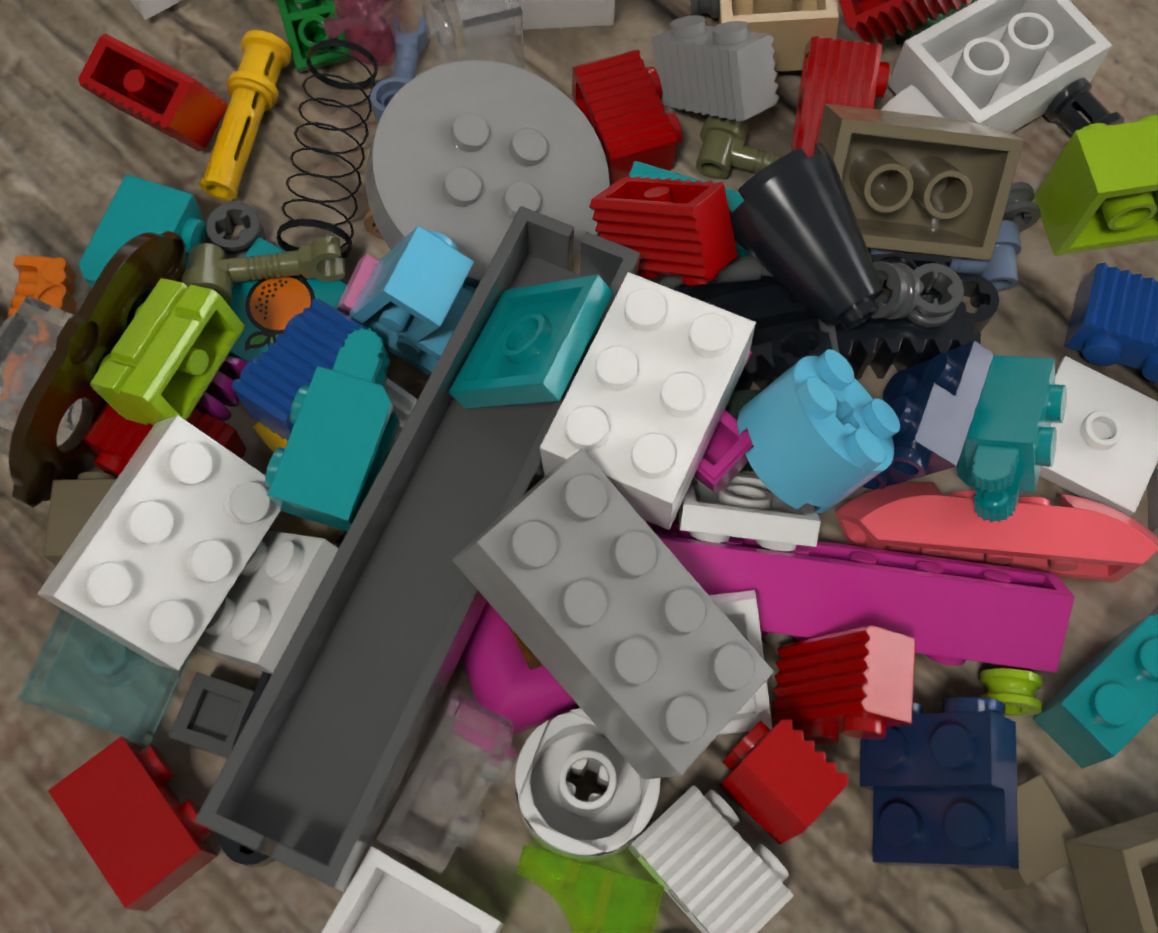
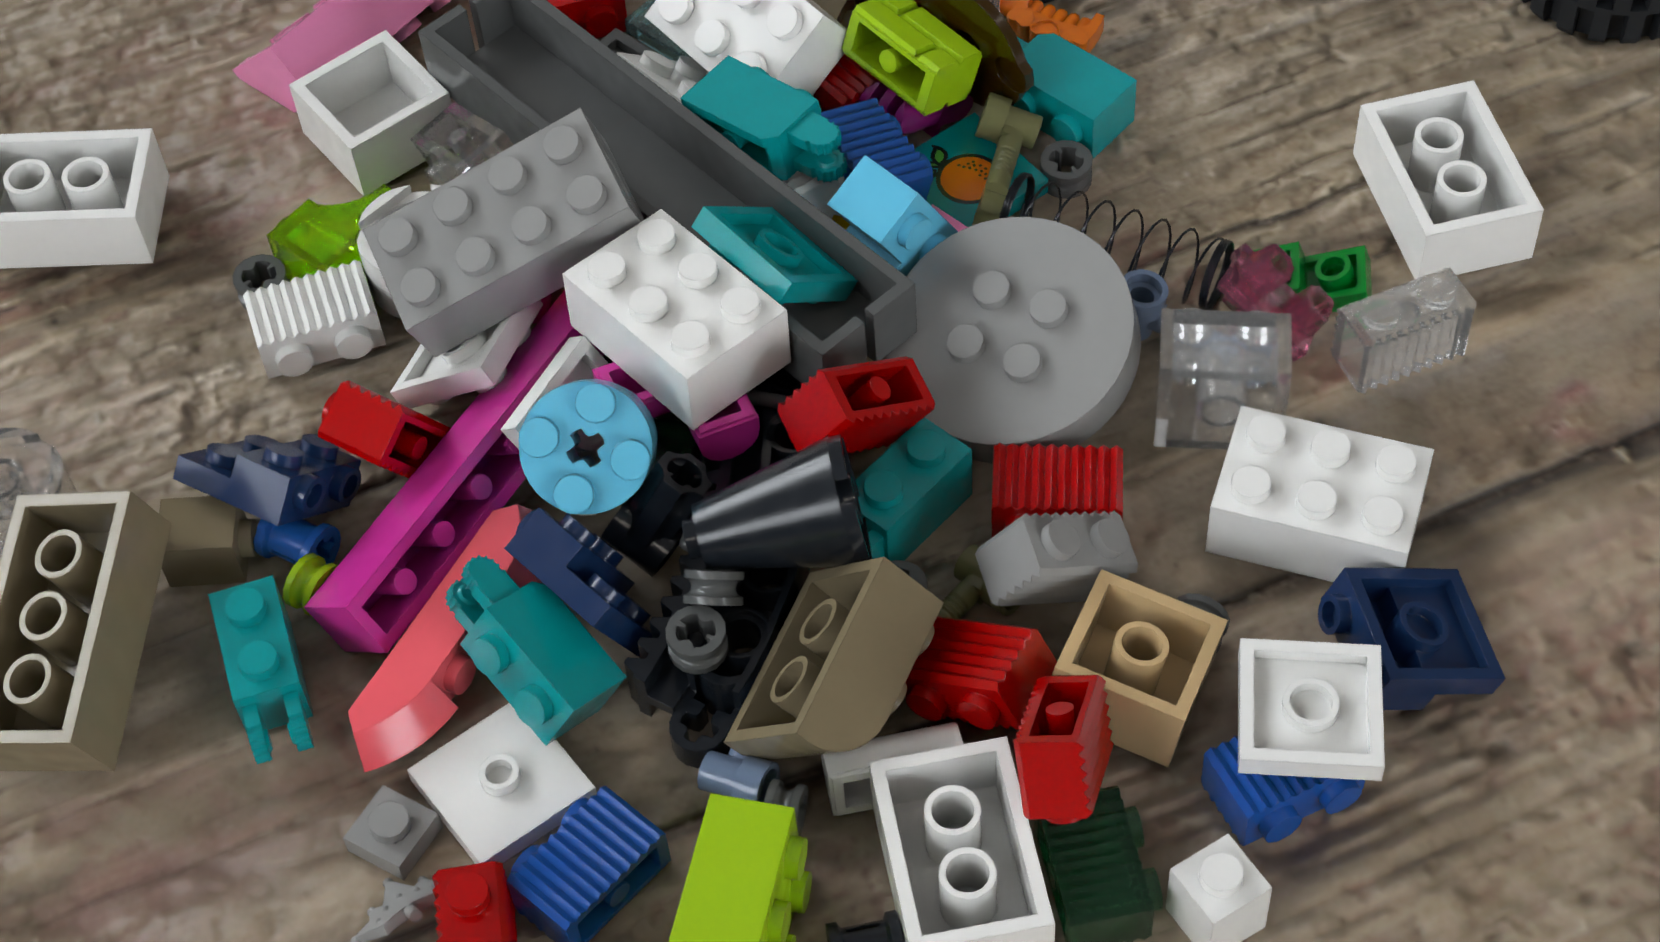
camera: 120 degrees right, 15 degrees down
(152, 92) = (1230, 121): red brick -> none
(251, 93) = (1221, 205): yellow pin -> none
(781, 779) = (340, 347): red brick -> none

